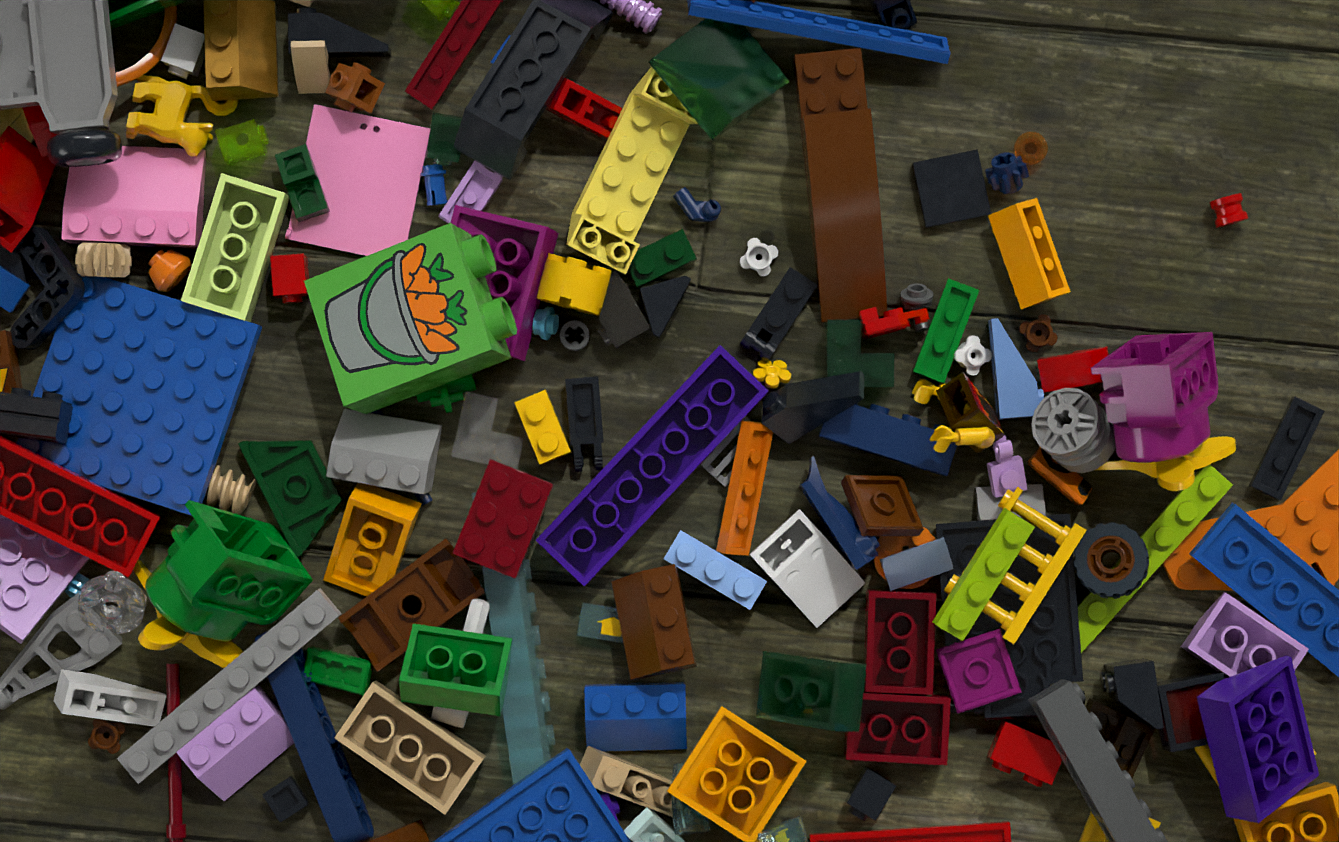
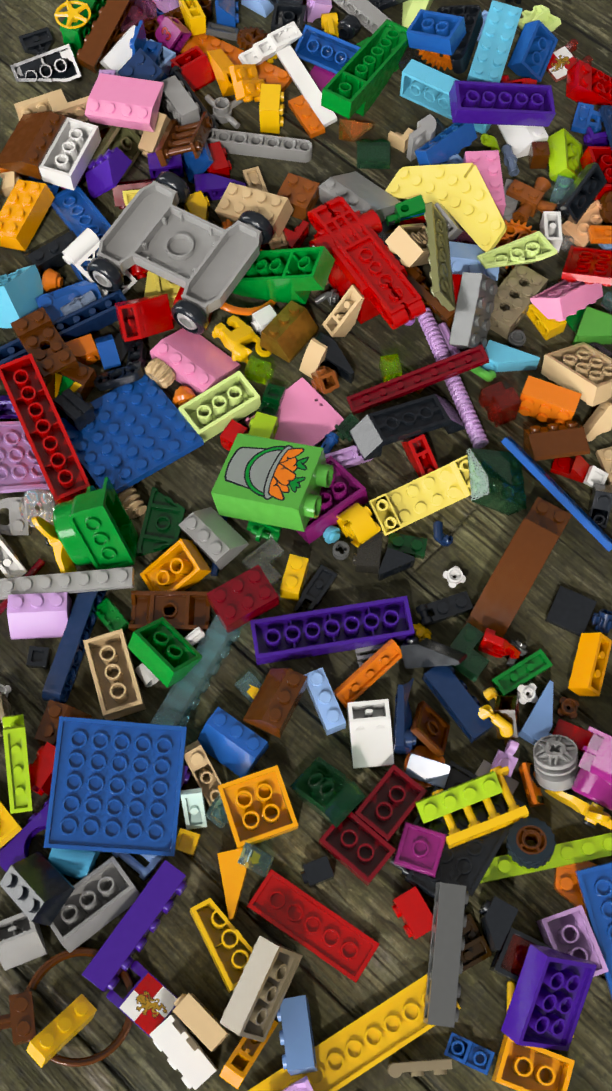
camera: 35 degrees right, 20 degrees down
(326, 240) = (263, 425): none -> lime hinge

